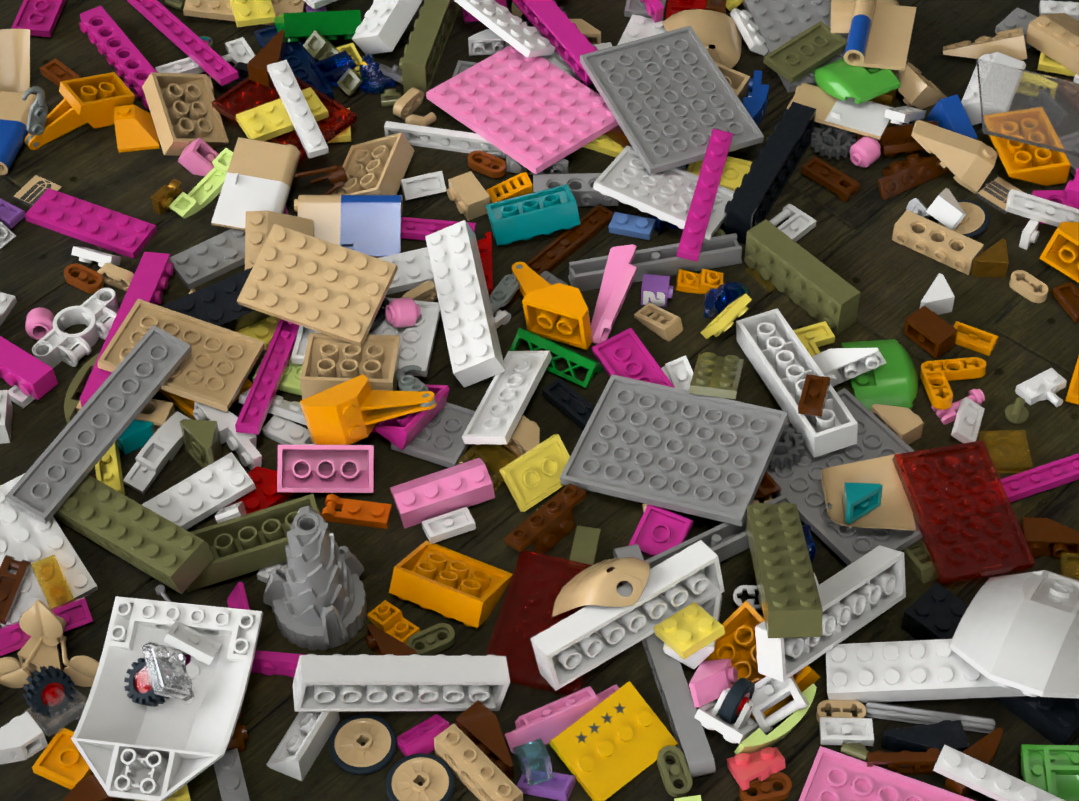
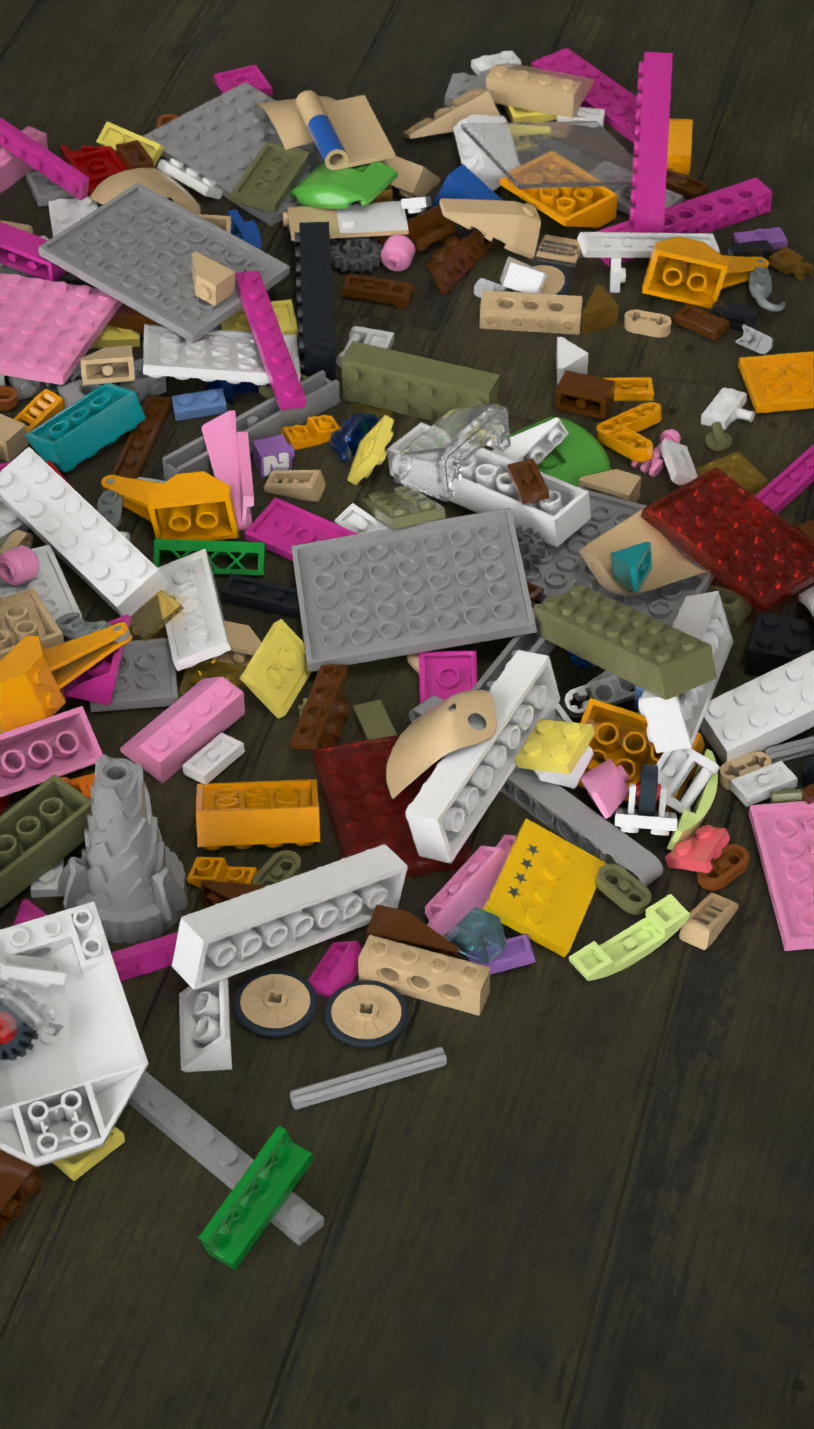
camera: 30 degrees left, 5 degrees down
(479, 390) = (154, 614): none -> clear yellow piece
(574, 172) = (108, 366): none -> tan slope
(689, 128) = (211, 280): none -> tan slope
(761, 343) = (439, 452): none -> clear windscreen

